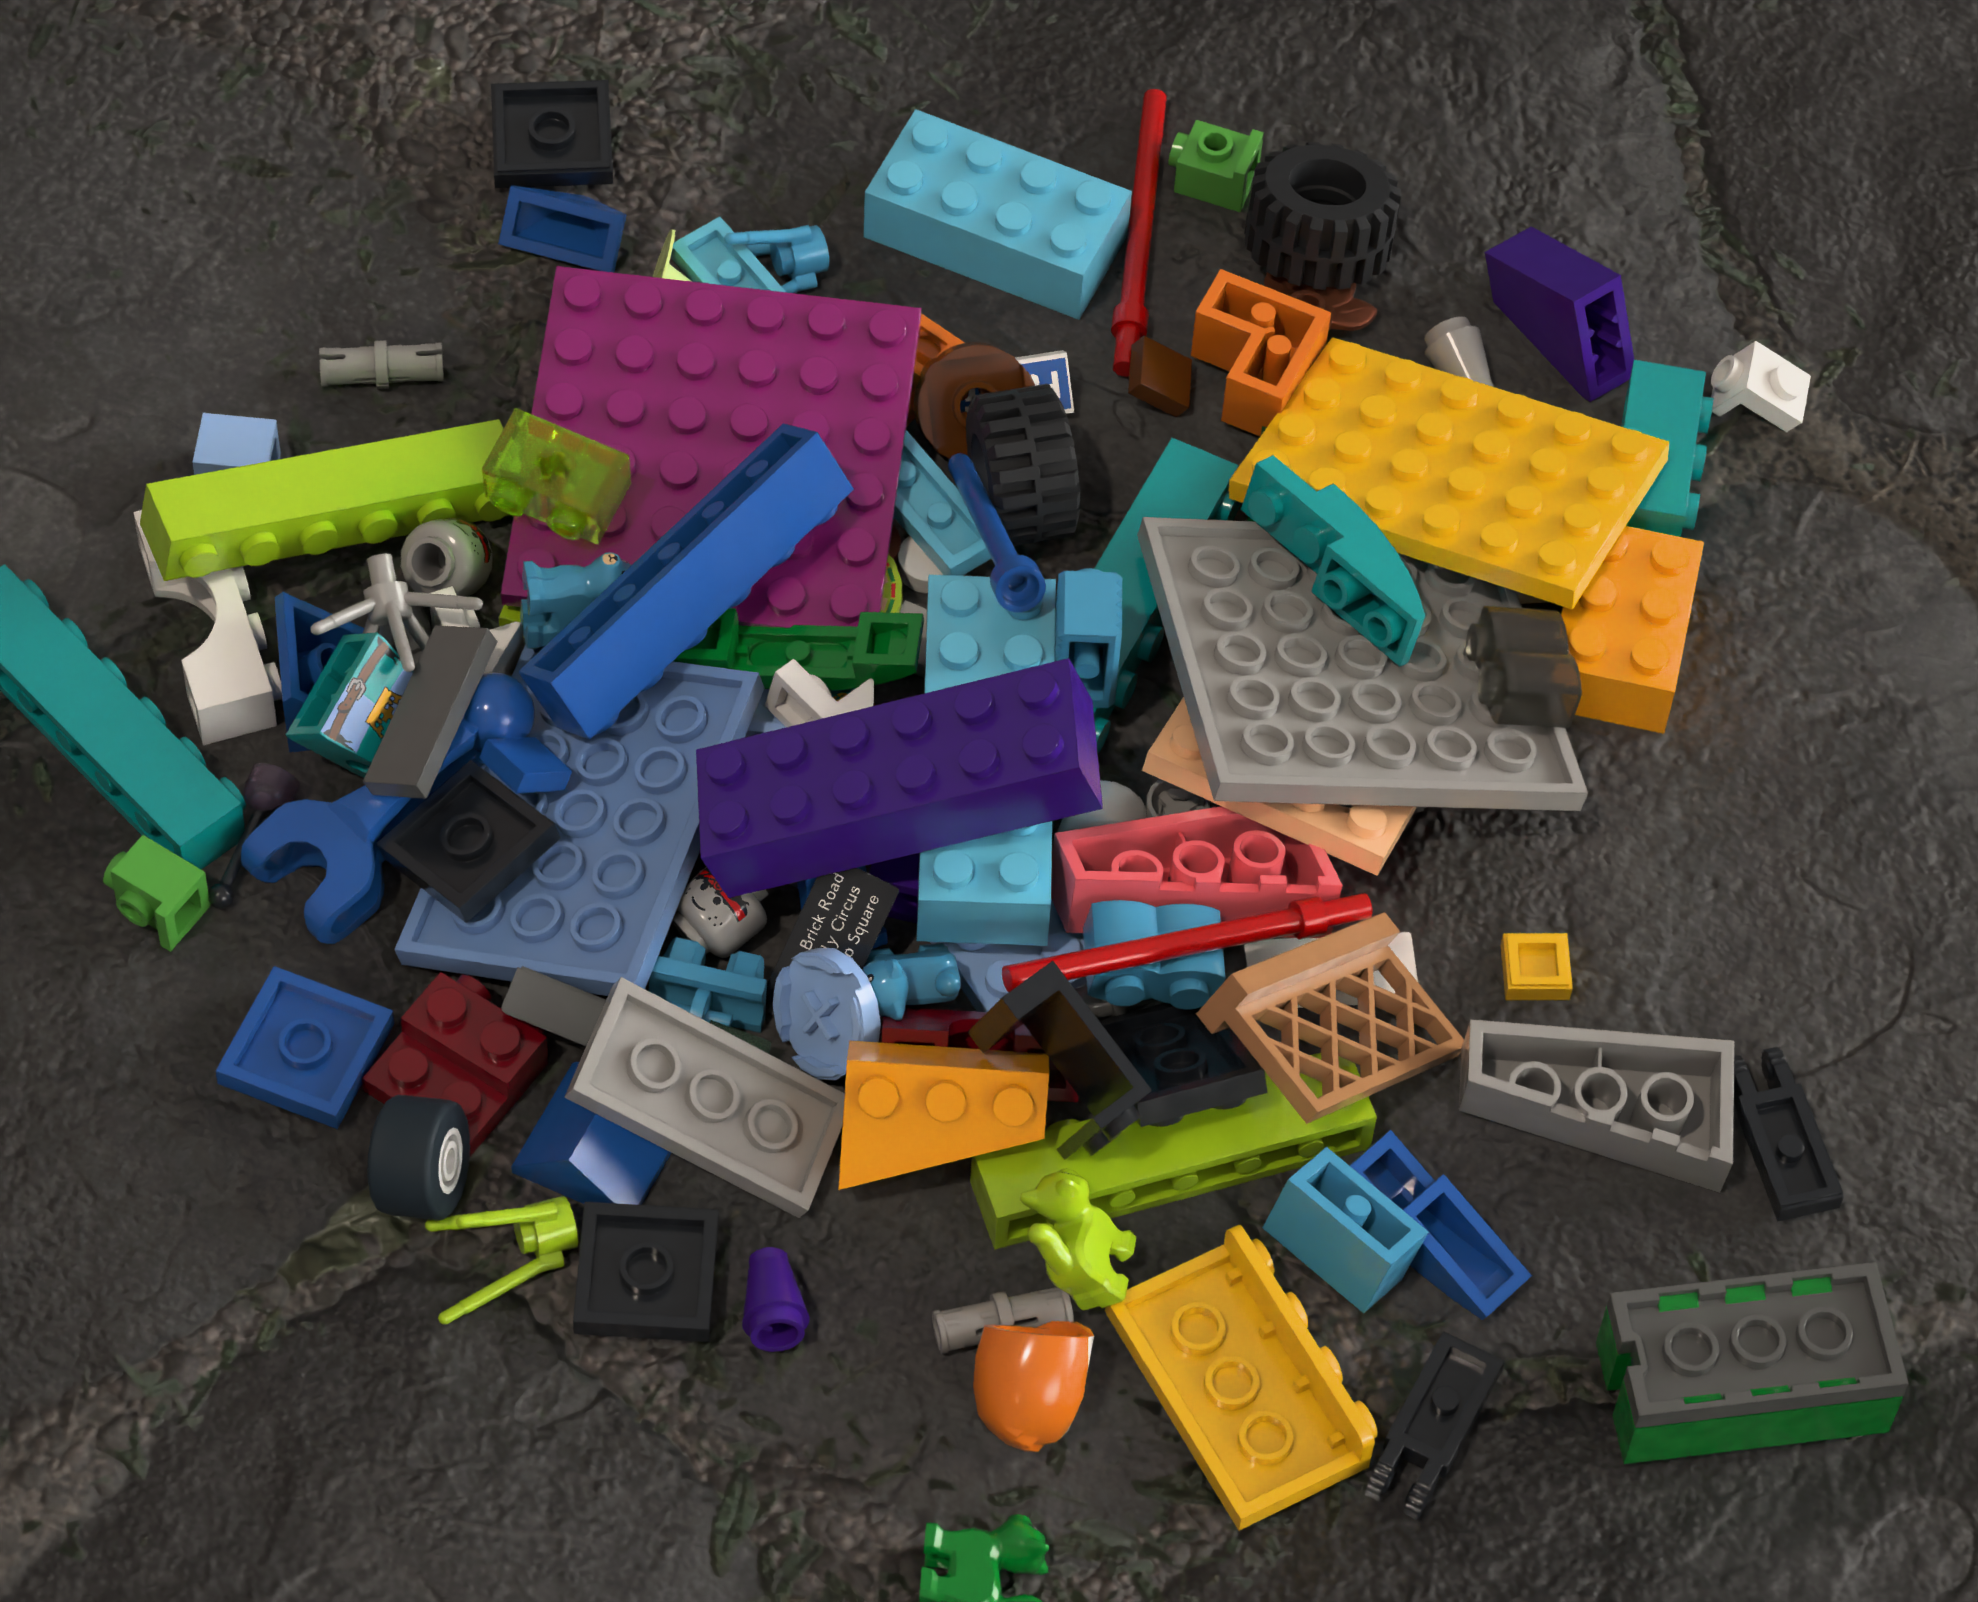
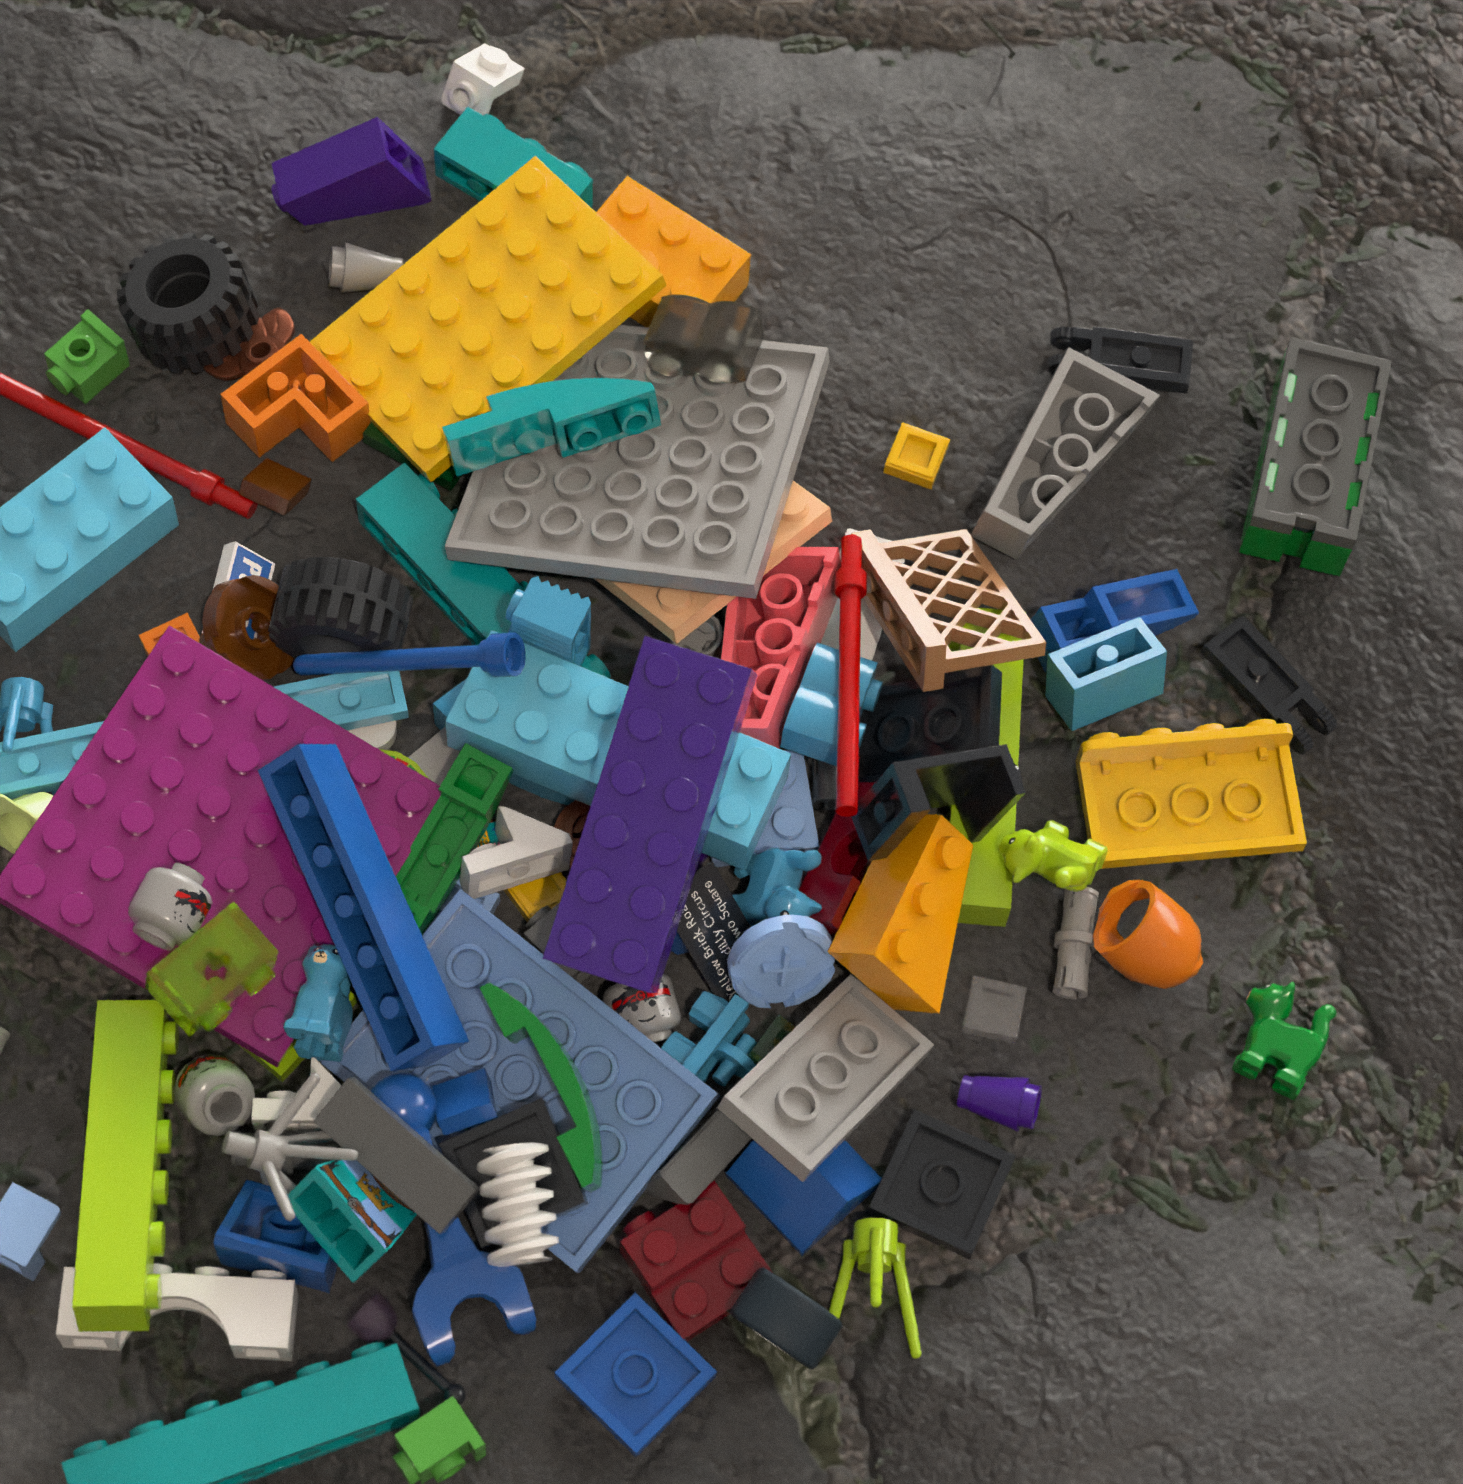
camera: 70 degrees left, 10 degrees up
(421, 834) = (516, 1204): none -> white piece
(523, 883) = (583, 1142): none -> green slope
(604, 407) = (169, 906): none -> light grey head
(883, 1265) = (994, 1009): none -> clear tile

